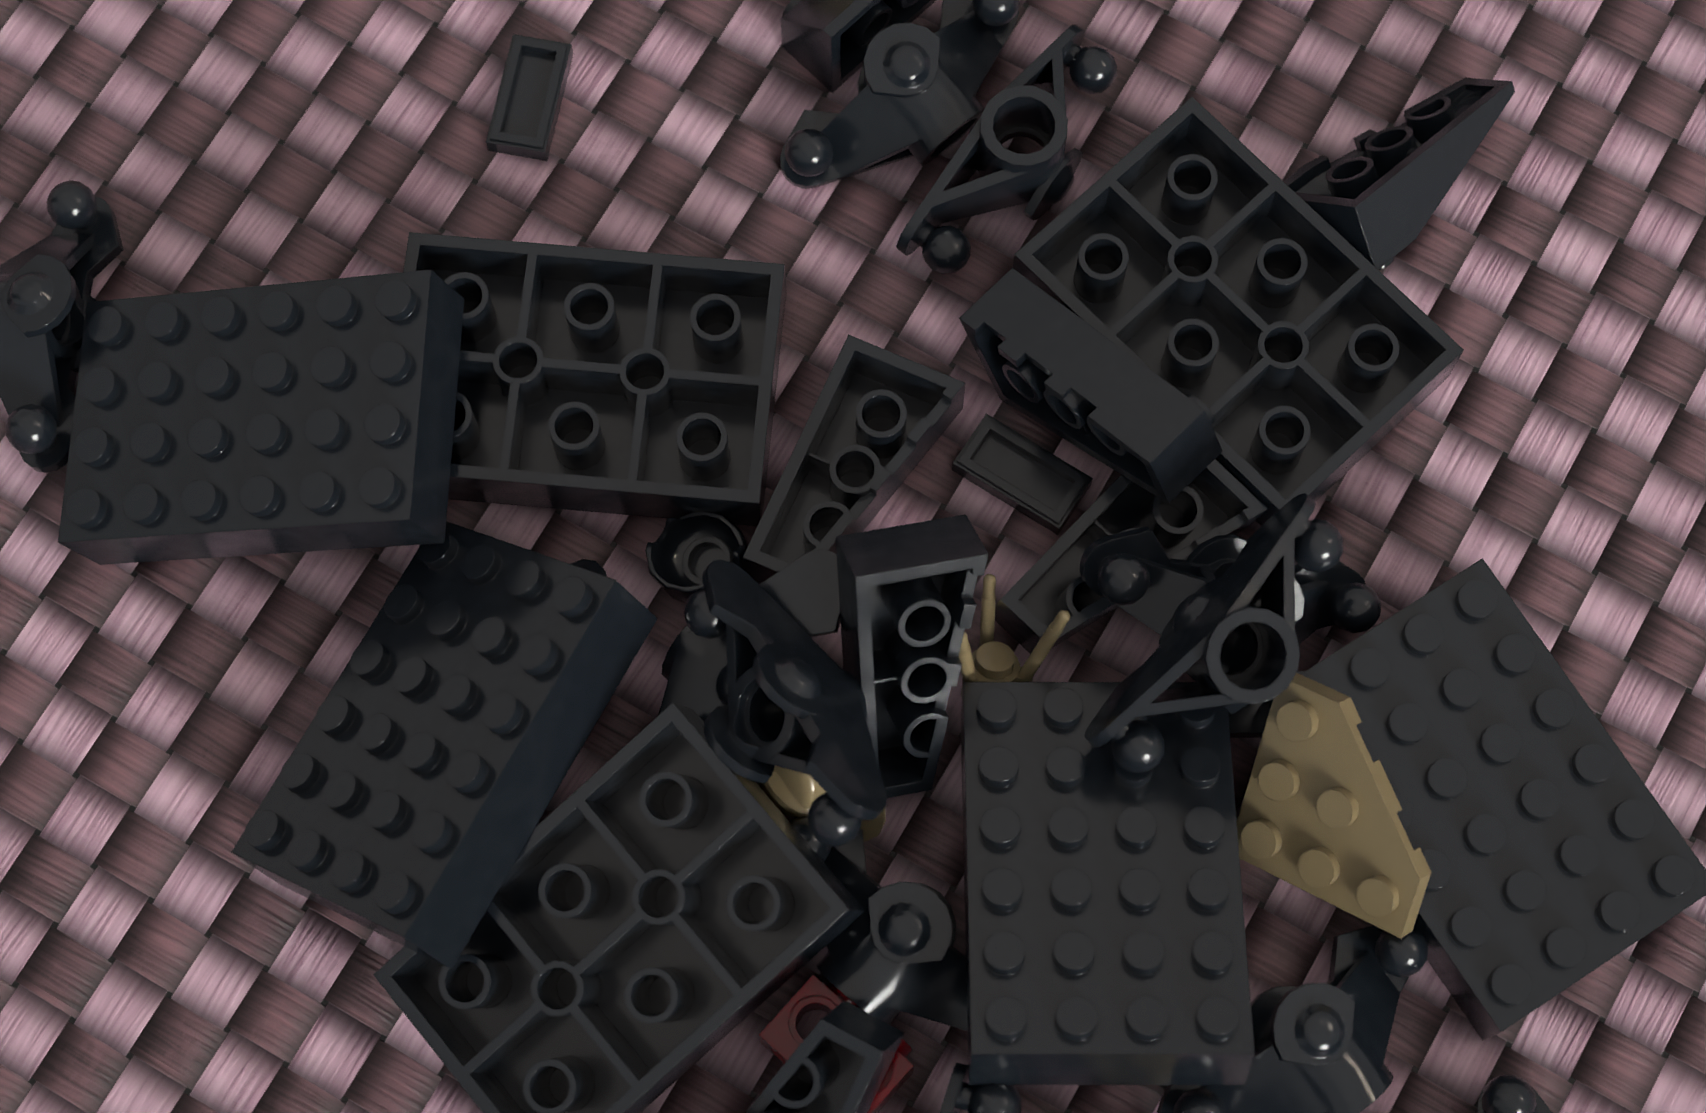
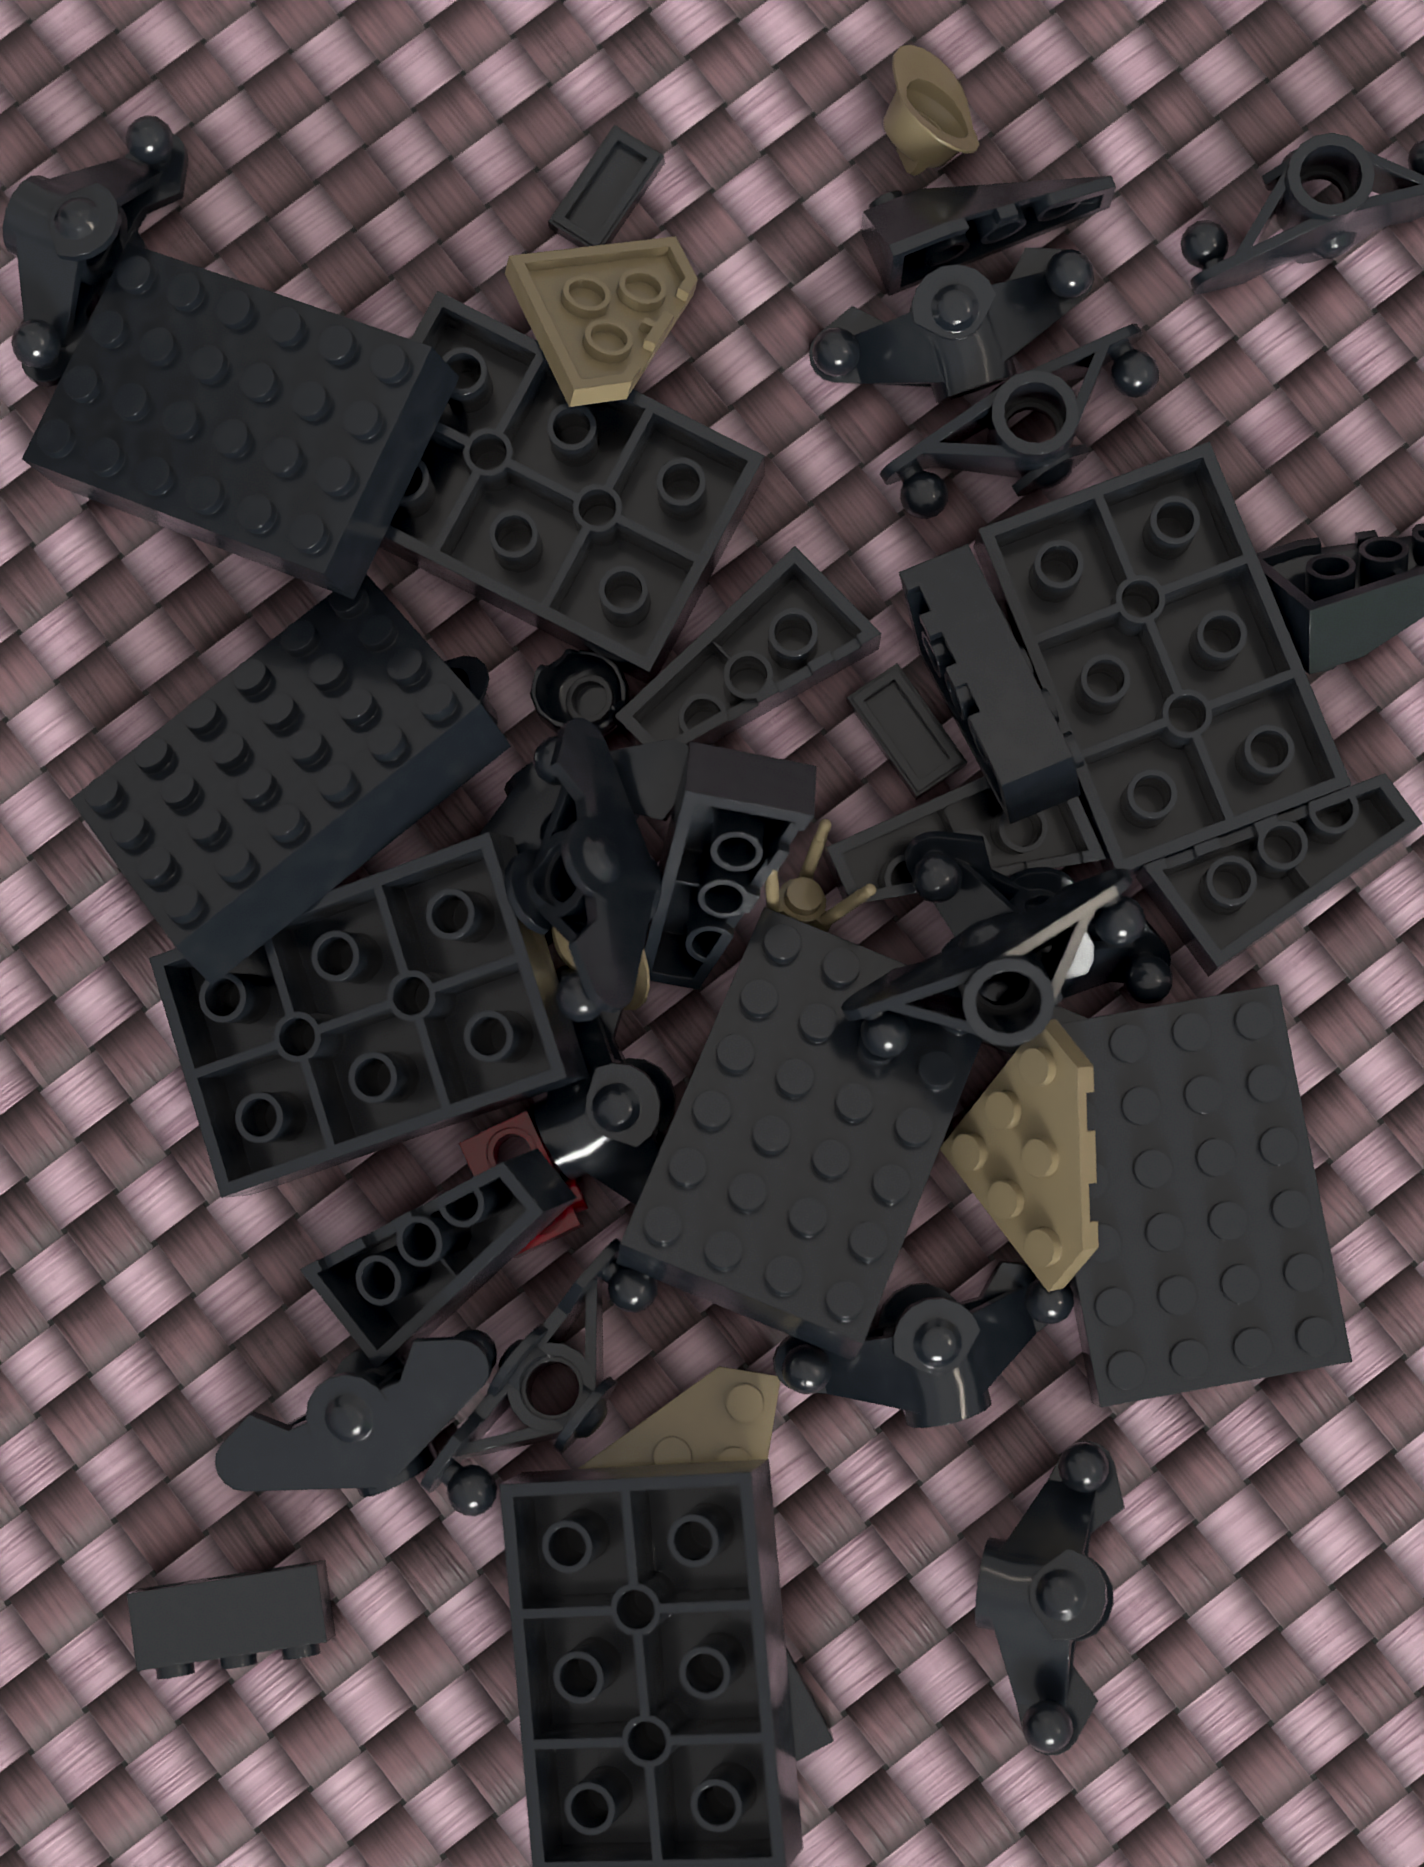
camera: 30 degrees right, 10 degrees up
(573, 193) = (602, 310): none -> dark tan plate
(1414, 473) = (1258, 878): none -> black wedge

